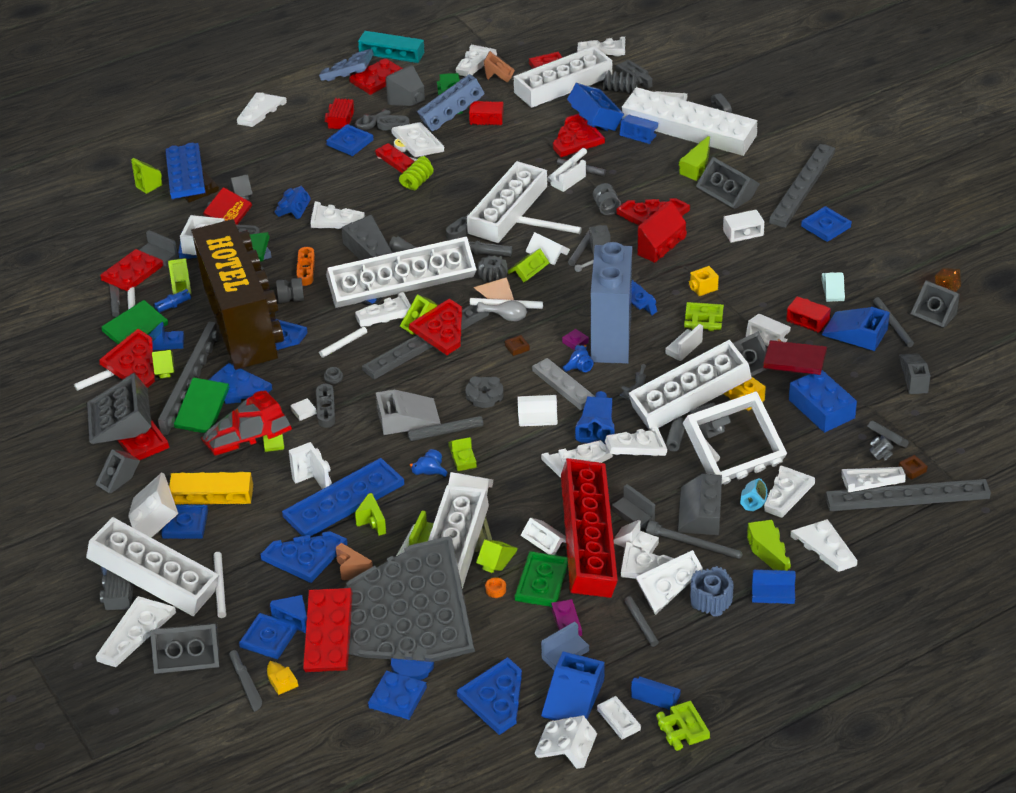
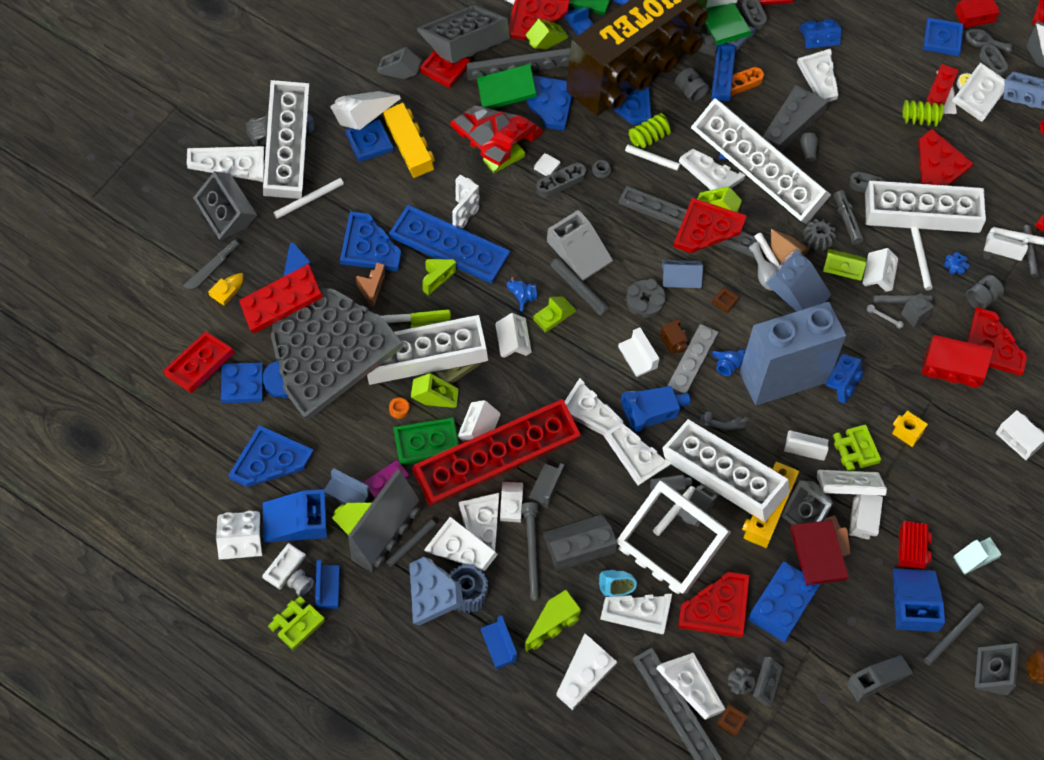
camera: 60 degrees right, 20 degrees up
(268, 636) = (266, 259): blue tile -> none
(292, 268) = (723, 72): none -> blue tile
(318, 331) = (649, 131): none -> lime piece
(356, 717) = (198, 362): none -> red plate
(465, 183) = (940, 161): none -> red plate
(475, 359) = (682, 273): none -> sand blue panel
(532, 292) = (798, 282): none -> sand blue slope
(537, 384) = (674, 337): none -> reddish brown brick
(567, 207) = (956, 263): none -> blue plant
(599, 643) = (349, 514): none -> lime slope
(618, 626) = (383, 523): none -> dark grey slope
(643, 708) = (300, 582): none -> light grey wheel
(705, 610) = (432, 591): none -> sand blue plate
(737, 324) = (851, 482): none -> white tile
(807, 441) = (718, 607): none -> red plate

